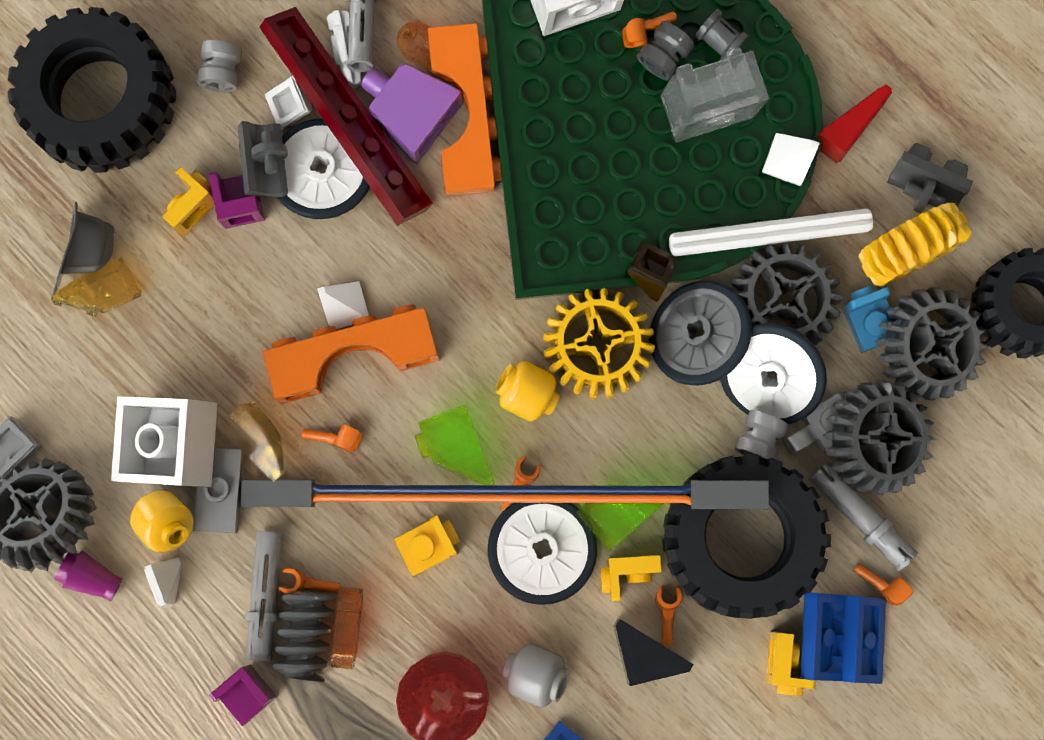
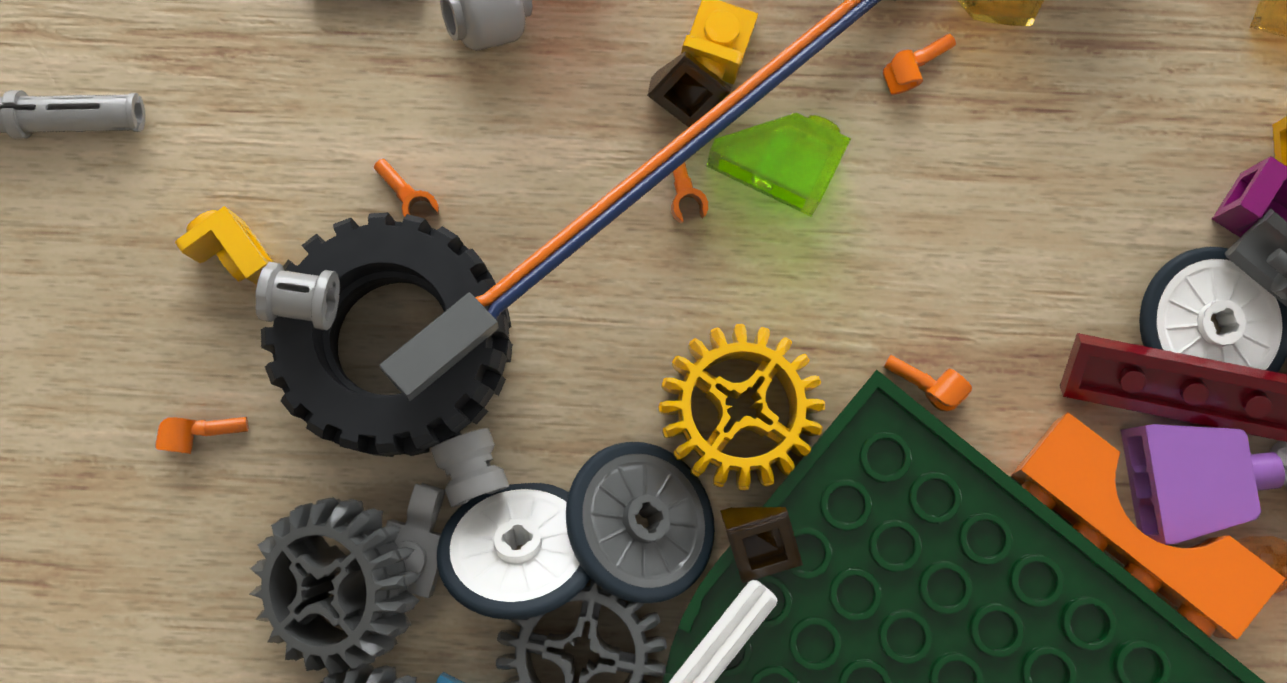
camera: 130 degrees right, 0 degrees up
(299, 367) = (1019, 97): orange arch -> none
(343, 304) = (1044, 202): white slope -> none
(472, 532) = (687, 89): none -> dark brown slope
(488, 259) = (943, 393): none -> orange hand
(527, 391) = (767, 285): yellow head -> none
(553, 576) = (566, 116): white wheel -> none
(614, 520) = (539, 221): clear neon green slope -> none
(636, 571) = (484, 203): yellow bracket -> none
(646, 658) = (388, 126): black slope -> none
(781, 598) = (297, 295): none -> light grey bush
(843, 638) = (192, 330): blue slope -> none
(864, 517) = (273, 483): light grey pin -> none

